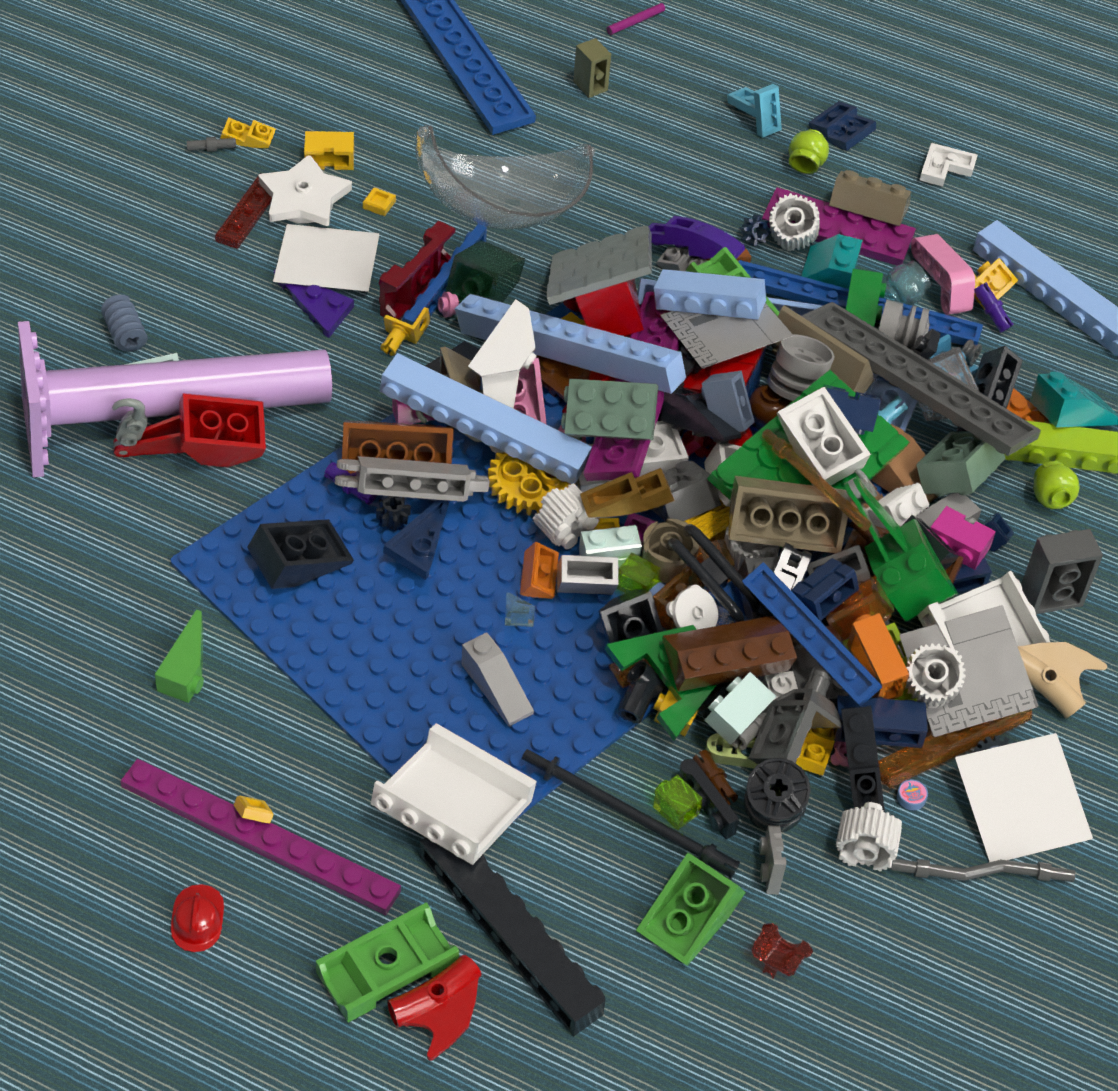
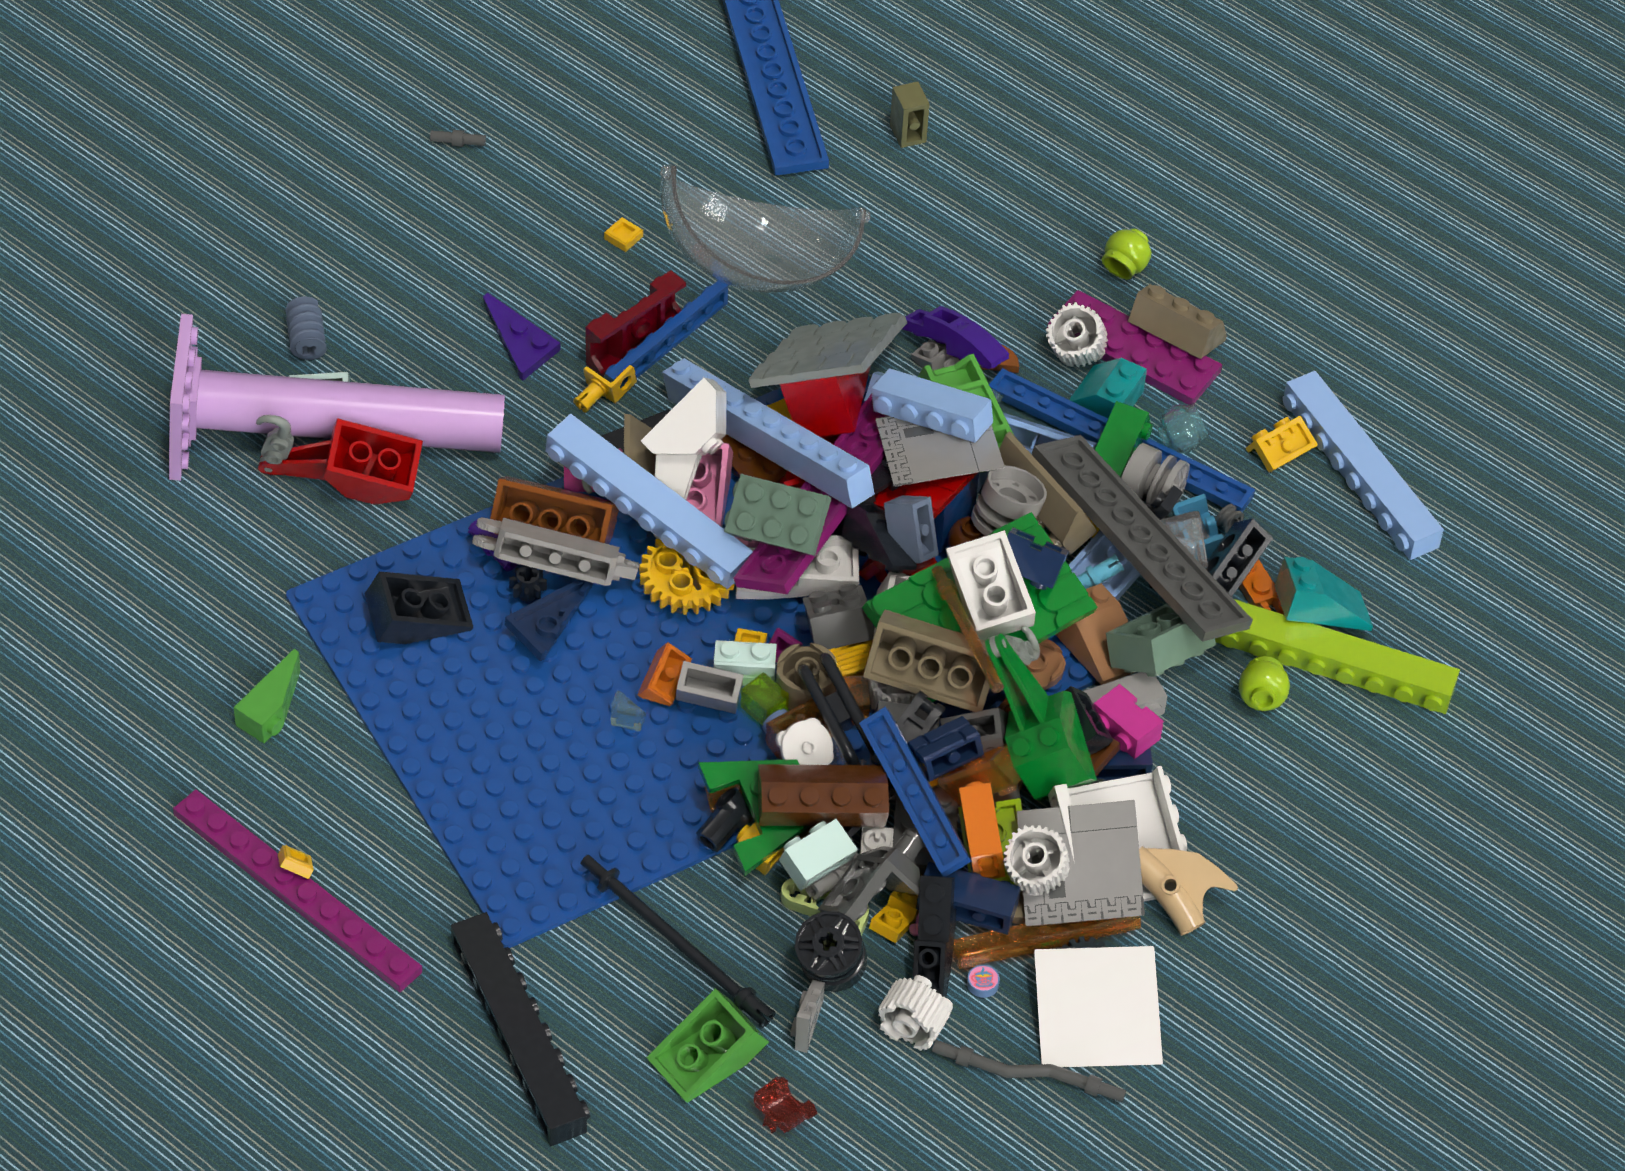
camera: 15 degrees right, 0 degrees up
(197, 918) = (213, 957): red piece -> none
(244, 216) = (477, 222): clear red tile -> none
(253, 136) = (499, 133): yellow slope -> none
(303, 193) = (541, 212): white plate -> none
(326, 257) = (546, 289): white sticker -> none
(330, 149) = (584, 165): yellow brick -> none
(360, 979) = (350, 1039): bright green piece -> none
(440, 1004) = (425, 1087): red pin -> none
(447, 303) = (660, 363): bright pink plate -> none
(455, 794) = (500, 886): white panel -> none
(484, 272) = (709, 337): clear green slope -> none
(495, 678) = (580, 777): light grey slope -> none
(564, 516) = (706, 618): white brick -> none
(627, 495) = (771, 610): pearl gold slope -> none
(630, 616) = (738, 739): black slope -> none
(634, 19) = (986, 60): magenta bar -> none
(677, 802) = (729, 939): clear neon green brick -> none
(716, 775) = (778, 923): reddish brown pin -> none
(719, 812) = (762, 940): black plate -> none
(748, 230) = (1032, 344): dark blue gear -> none
(762, 104) = (1091, 190): medium azure bracket -> none
(842, 125) = (1183, 228): dark blue slope -> none
(902, 504) = (1081, 673): white brick -> none
(944, 159) = (1287, 287): white plate -> none
(948, 271) = (1234, 422): bright pink beam -> none
(993, 307) = (1273, 472): dark purple pin -> none
(1003, 531) = (1180, 723): dark blue slope -> none
(1061, 570) = (1224, 778): dark grey brick -> none

